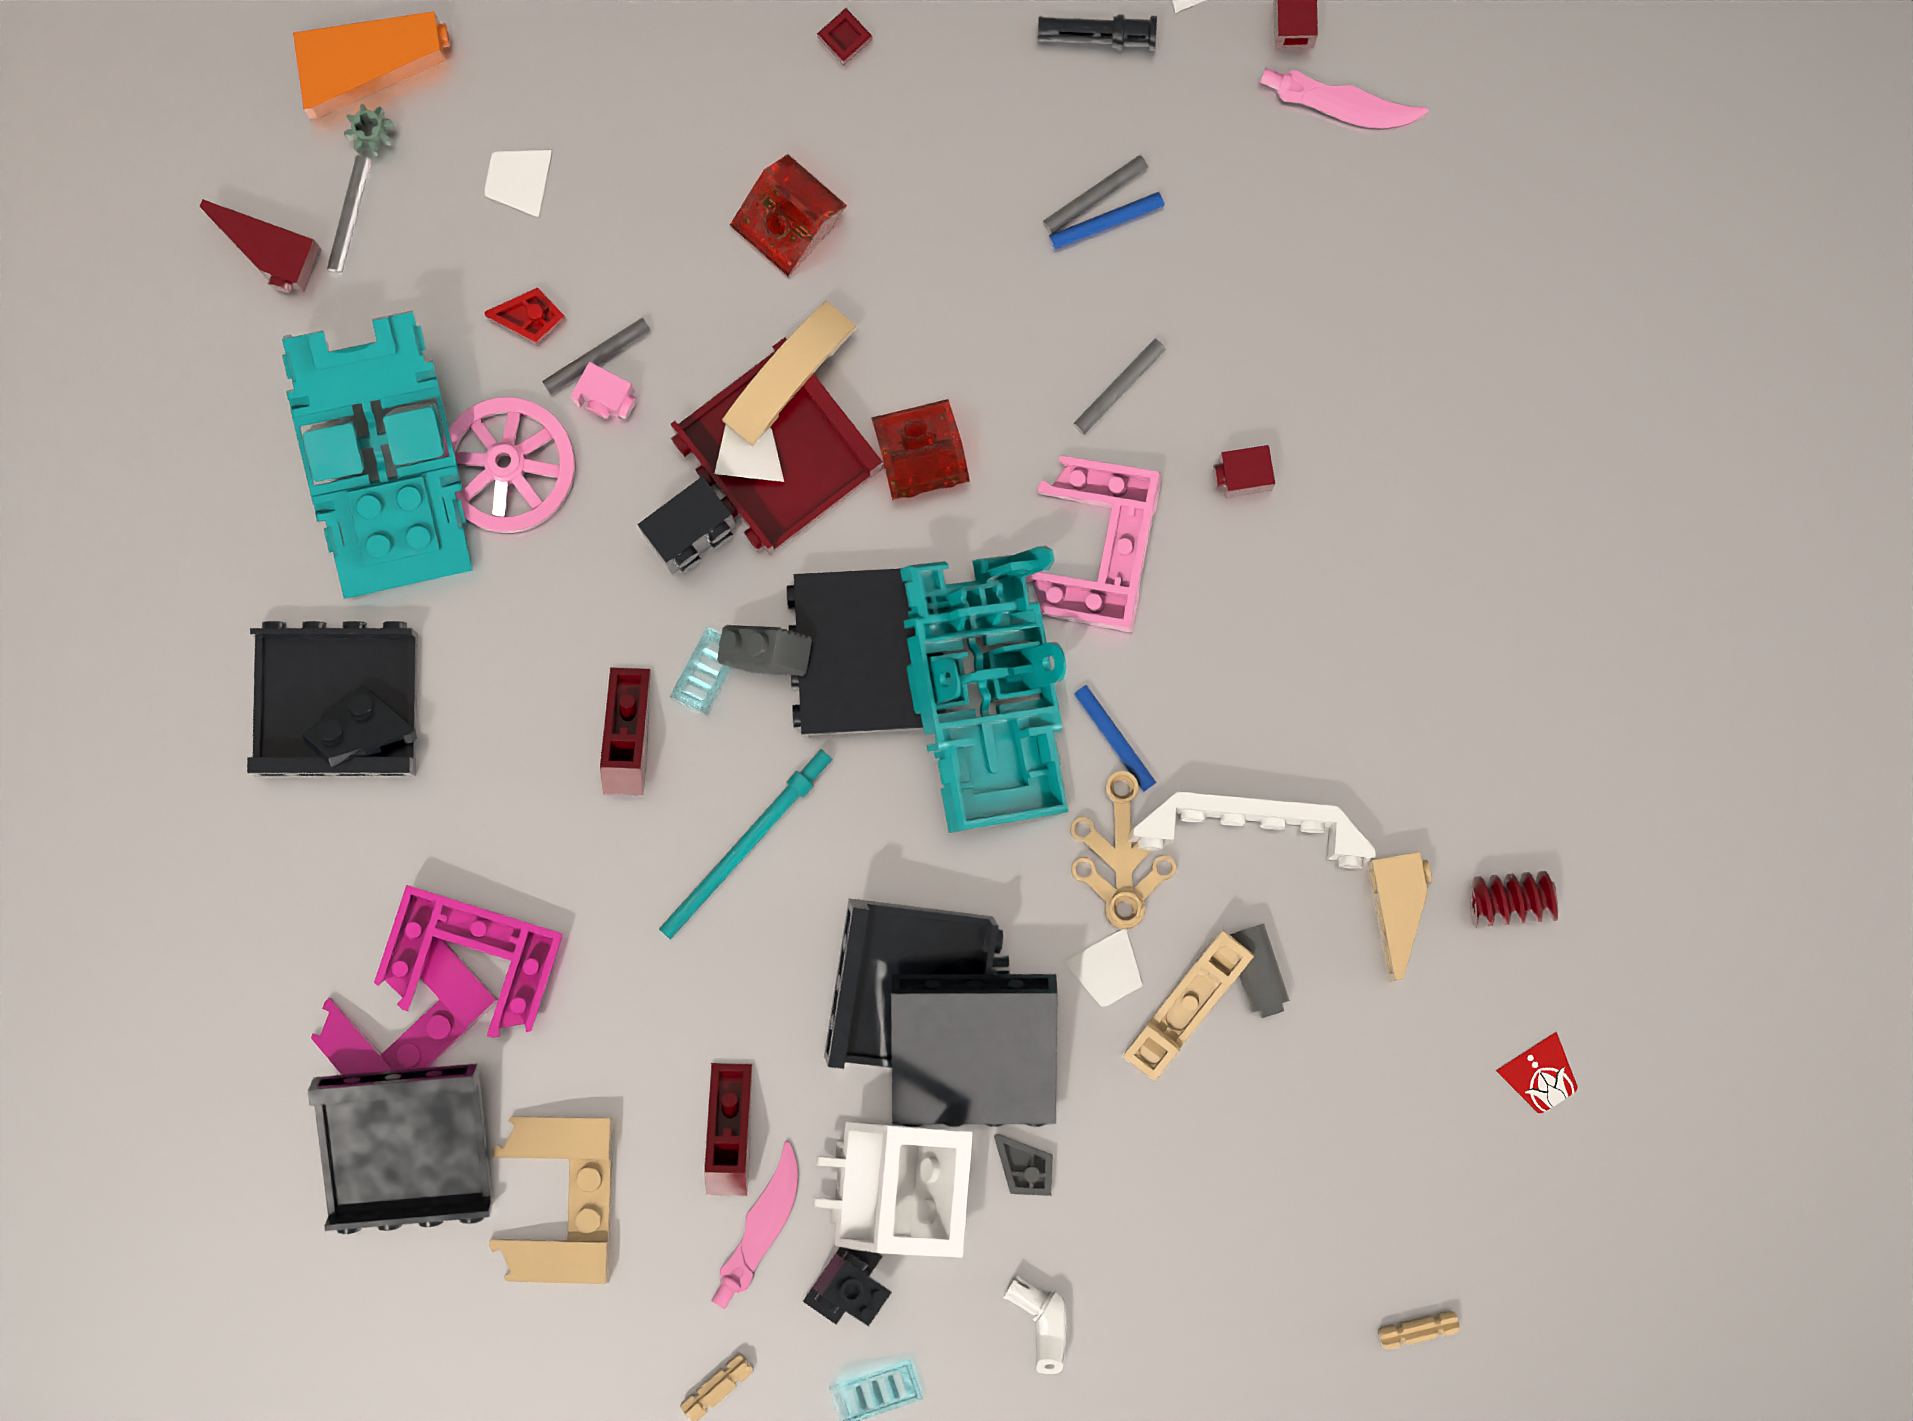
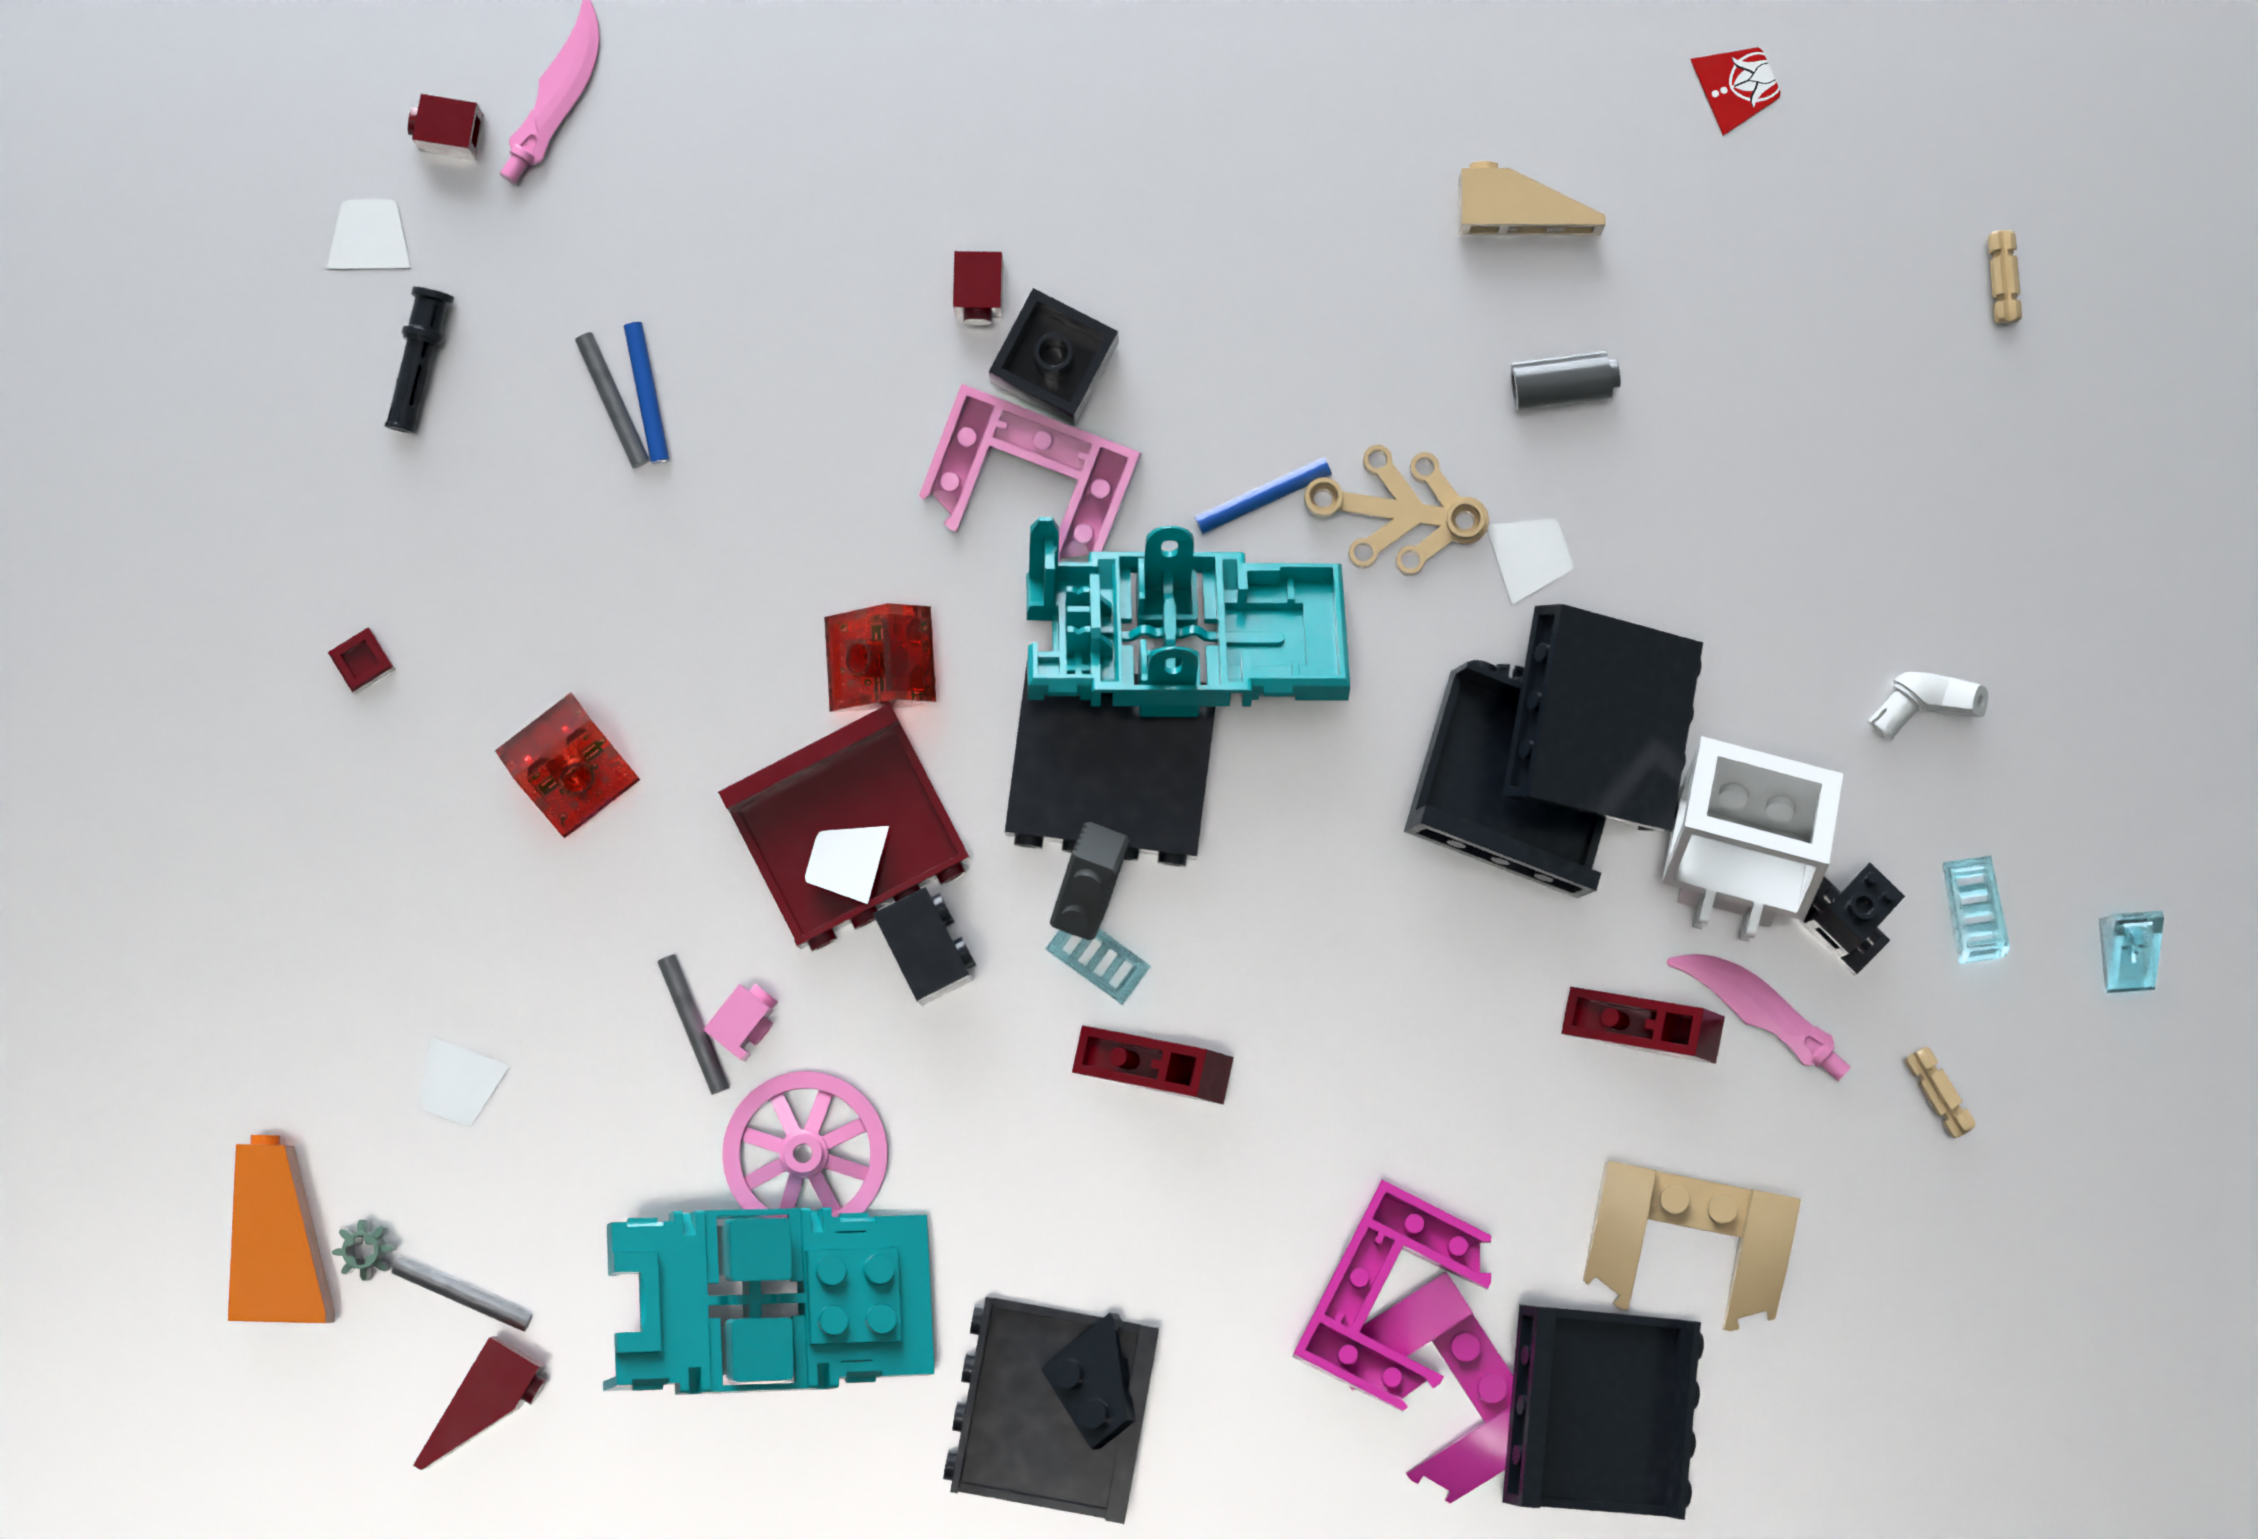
camera: 75 degrees left, 0 degrees up
(527, 315) = (628, 1097): red piece -> none
(787, 372) = (761, 795): tan slope -> none
(798, 785) = (1253, 873): teal bar -> none
(1025, 1167) = (1744, 690): dark grey piece -> none
(1119, 386) = (848, 414): flat silver bar -> none
(1188, 1005) = (1589, 467): tan slope -> none
(1196, 543) = (1053, 356): none -> black brick
(1344, 840) = (1429, 255): white slope -> none
(1513, 897) = (1529, 75): dark red piece -> none

